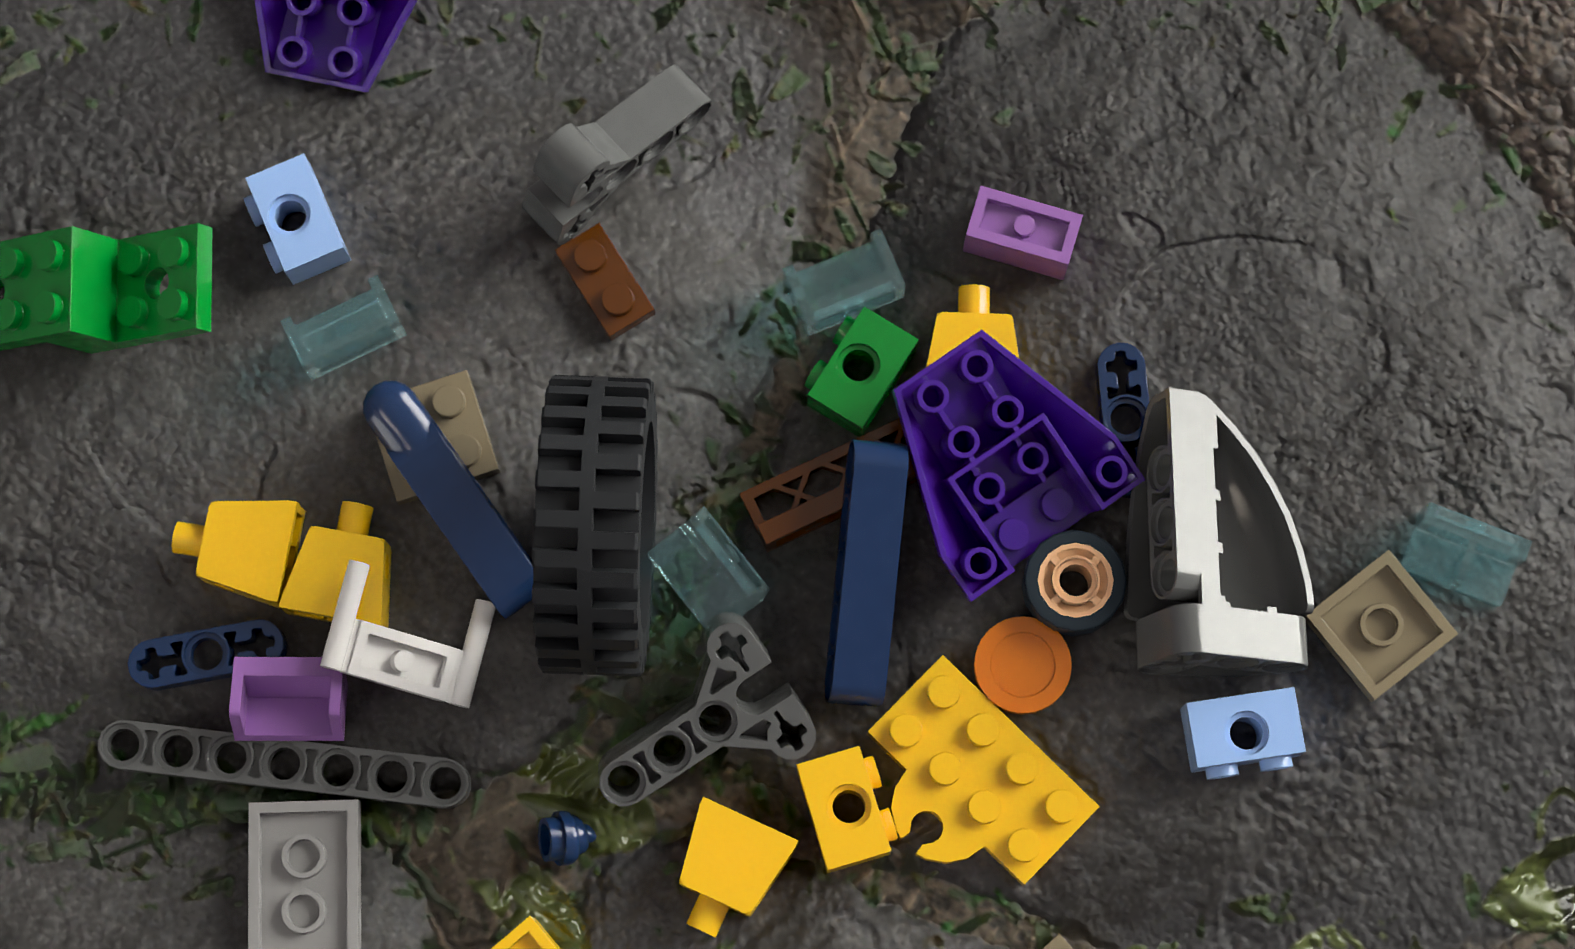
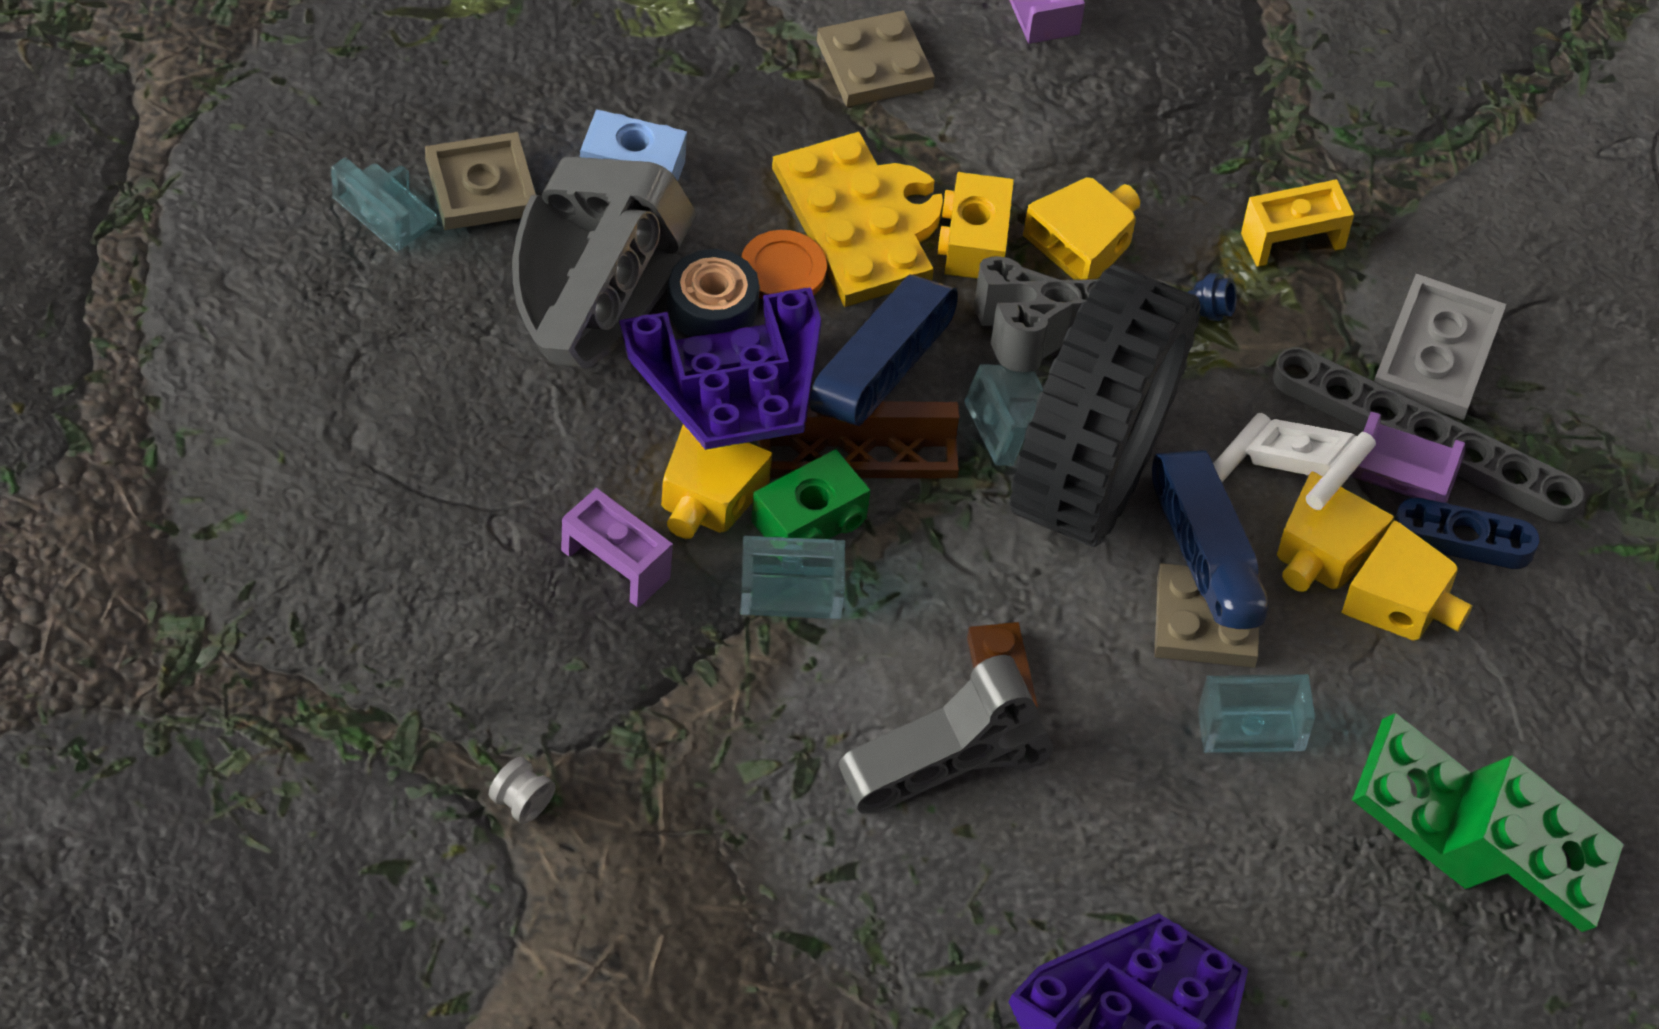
camera: 165 degrees left, 25 degrees down
(291, 189) = (1259, 845): light blue brick -> none
(1108, 383) = (604, 414): dark blue beam -> none

